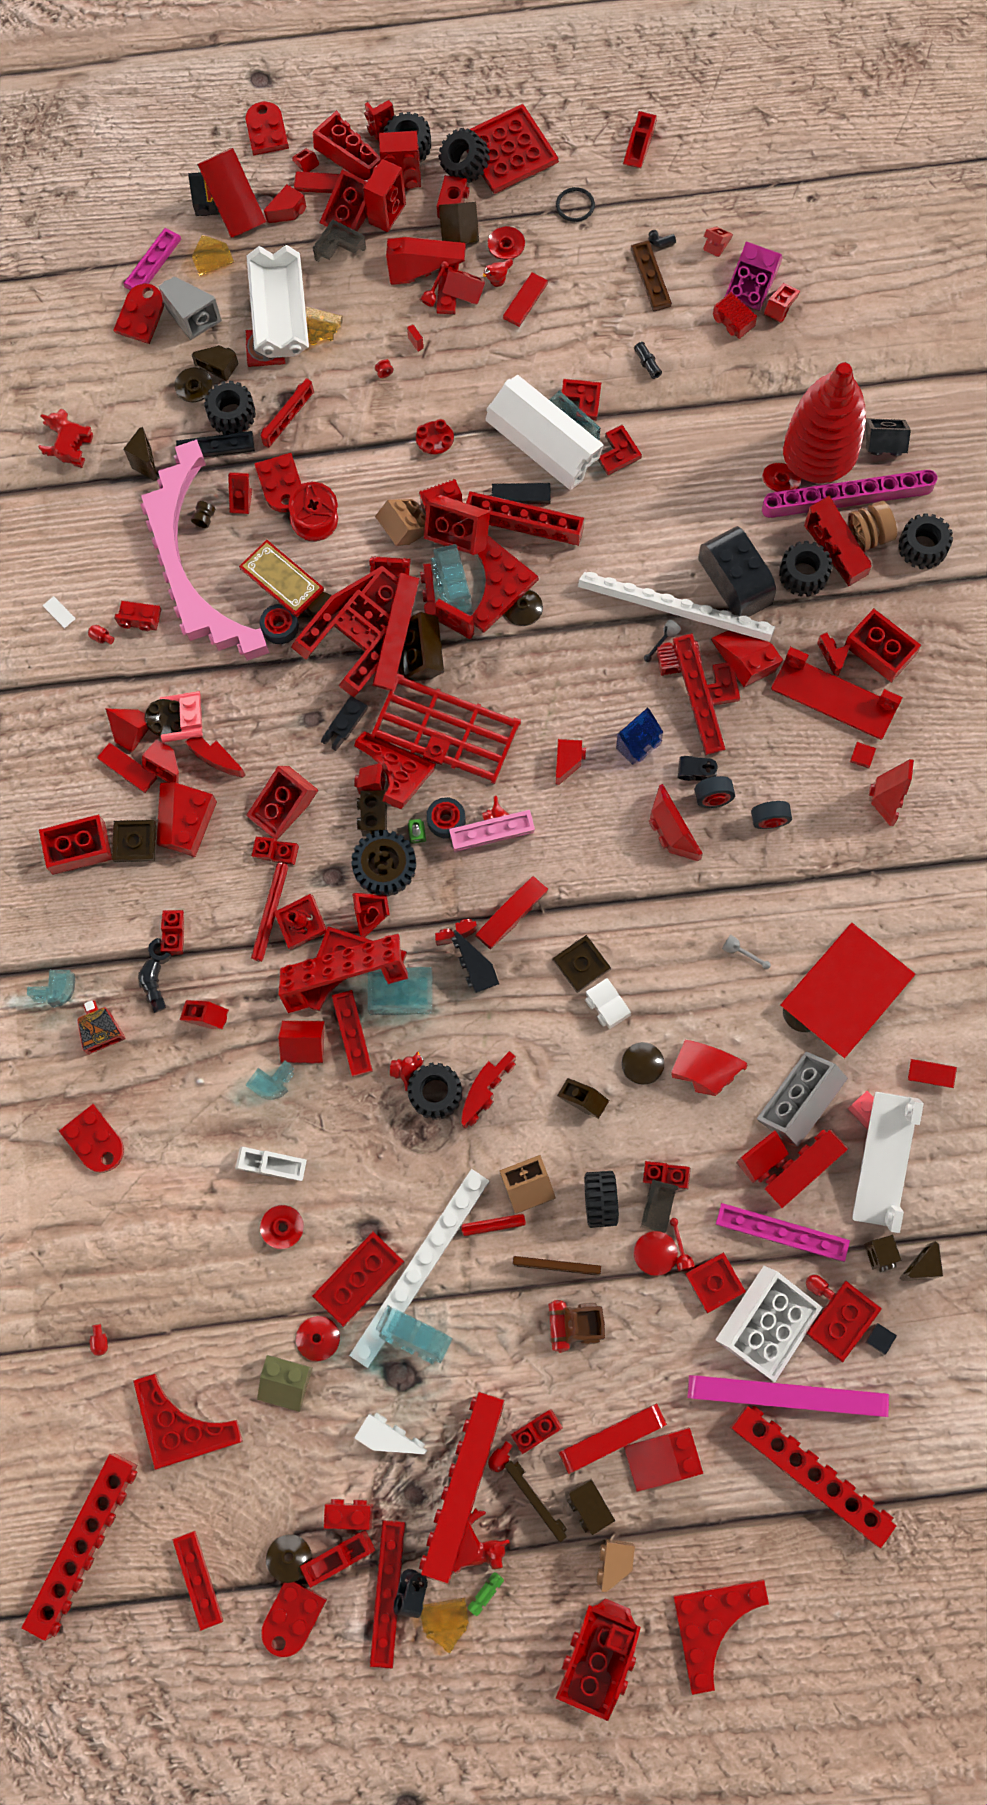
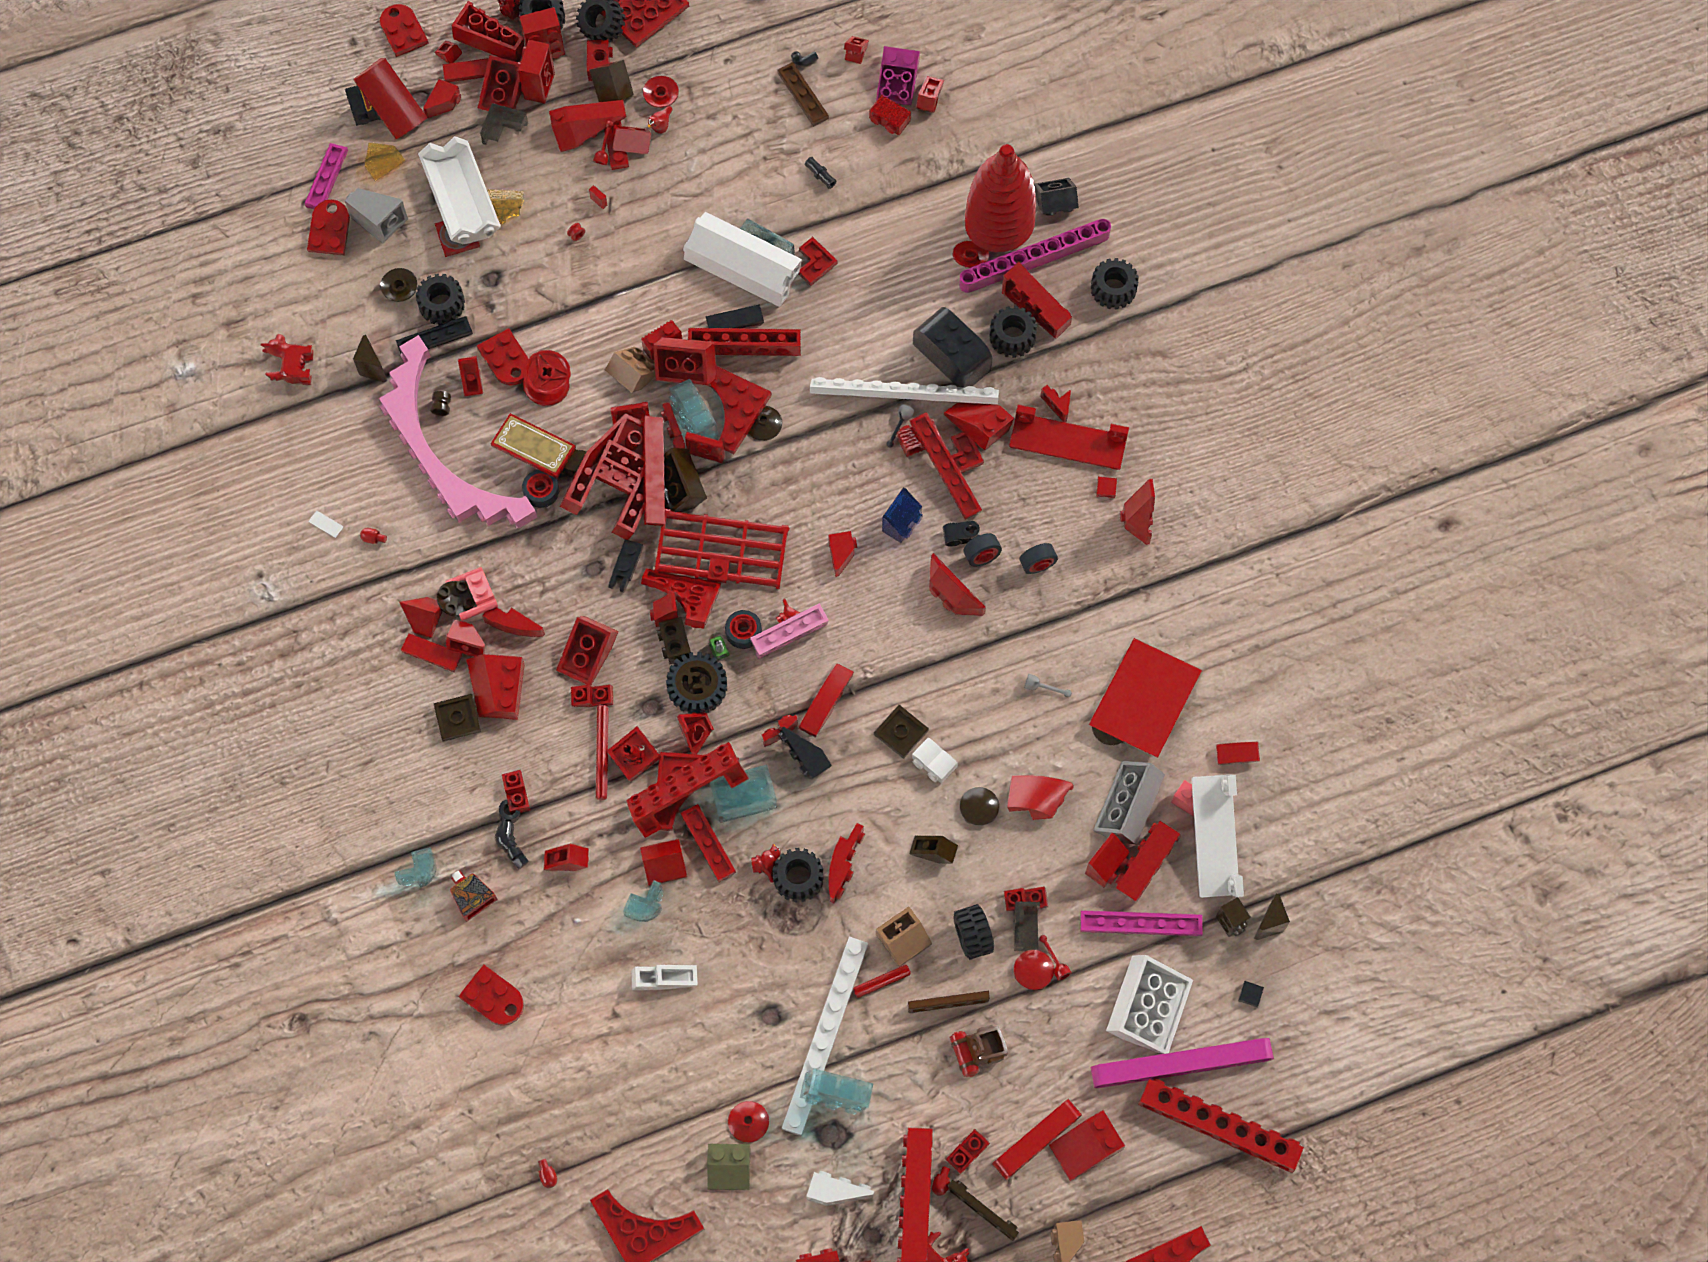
camera: 20 degrees left, 5 degrees down
(75, 844) = (404, 733): red brick -> none
(138, 616) = (404, 510): red bracket -> none
(217, 361) = (415, 258): dark brown slope -> none
(273, 1219) = (684, 1021): red dish -> none
(287, 413) = (504, 273): red plate -> none
(358, 1279) = (771, 1059): red tile -> none
(434, 437) = (640, 285): red dish -> none
(525, 299) = (691, 140): red tile -> none
(570, 190) = (715, 56): black tyre -> none
(584, 392) = (769, 214): red plate -> none
(591, 1507) = (1033, 1203): dark brown brick -> none
(715, 1282) = (1093, 981): red plate -> none
(819, 1286) = (1185, 962): red cylinder -> none
(843, 1321) = (1214, 987): red tile -> none
(873, 525) = (1064, 279): medium nougat wheel -> none
(882, 645) = (1099, 385): red brick -> none

